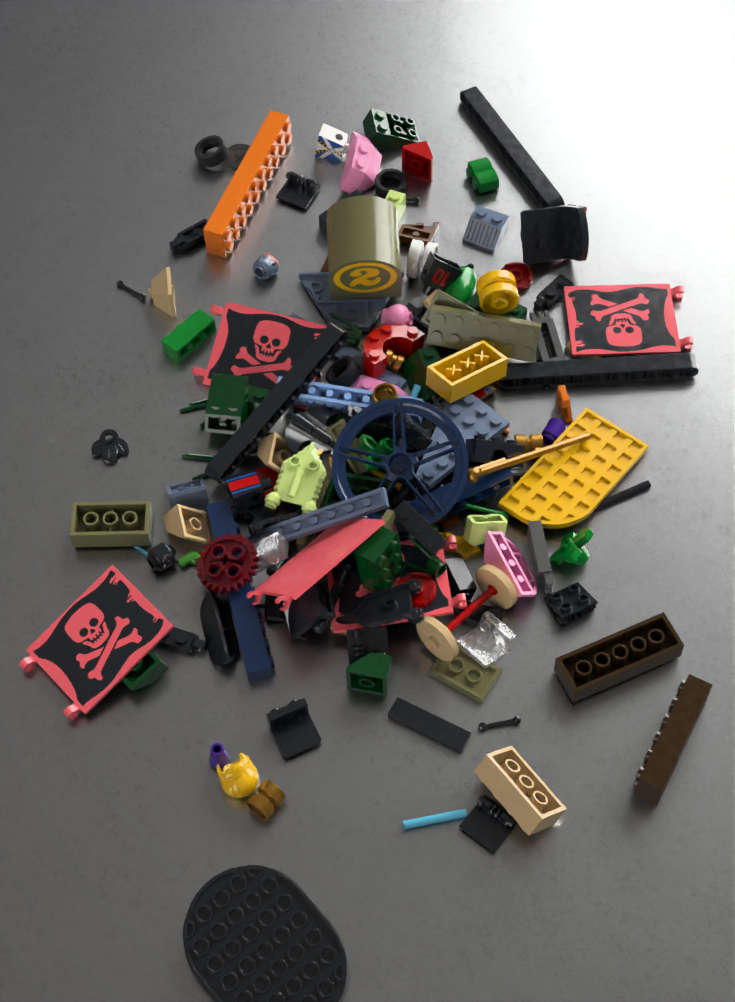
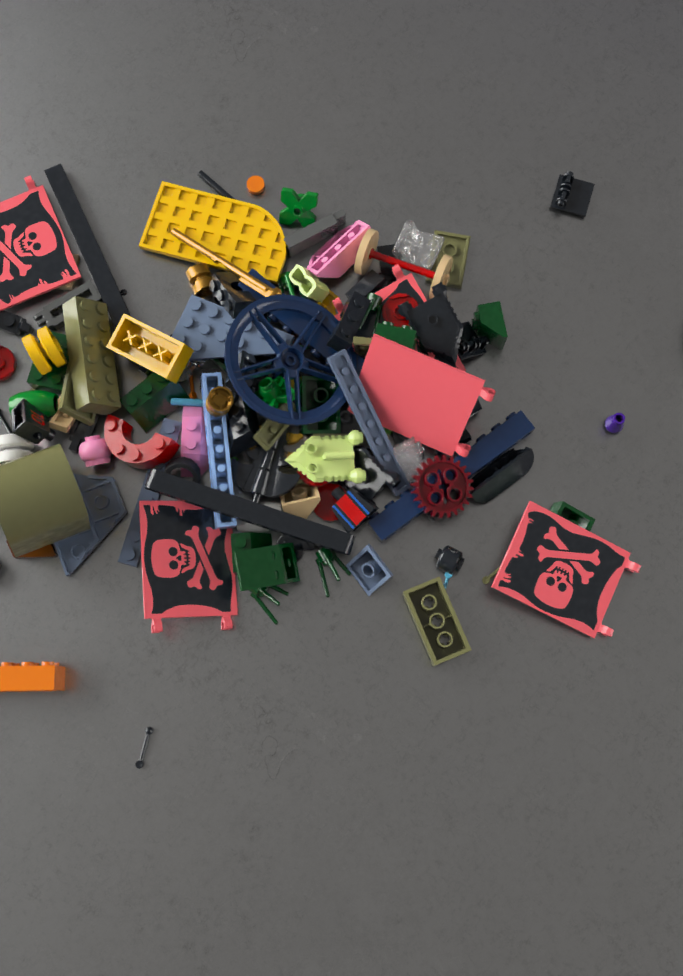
camera: 110 degrees left, 20 degrees up
(110, 448) = (349, 669): black plate -> none
(163, 292) = (142, 704): tan slope -> none
(183, 641) = (519, 502): black hinge -> none
(188, 237) = (49, 713): black hinge -> none
(188, 335) = (184, 655): green brick -> none
(188, 524) = (408, 549): tan slope -> none
(189, 558) = (435, 533): bright green arm -> none
(239, 777) = (627, 396): yellow hair -> none
(265, 266) = (68, 614): sand blue head -> none
(269, 797) = (636, 367): pearl gold wheel -> none
(293, 728) = (563, 372): black bracket -> none
(354, 333) = (127, 488): dark green plant -> none
(398, 359) = (145, 433): pearl gold wheel -> none
(429, 724) = (508, 269): black tile -> none
(432, 819) = (586, 235): medium azure bar -> none
(482, 726) = (491, 229): black hinge -> none
(520, 790) = (543, 173): tan brick -> none
(553, 430) = (175, 266): dark purple brick -> none
(564, 404) = (139, 266): orange tile -> none
(570, 602) = (348, 196): black hinge -> none
(617, 526) = (255, 185): none -> orange tile
(618, 657) = (389, 140): dark brown brick -> none
(671, 739) = (448, 77): dark brown brick -> none

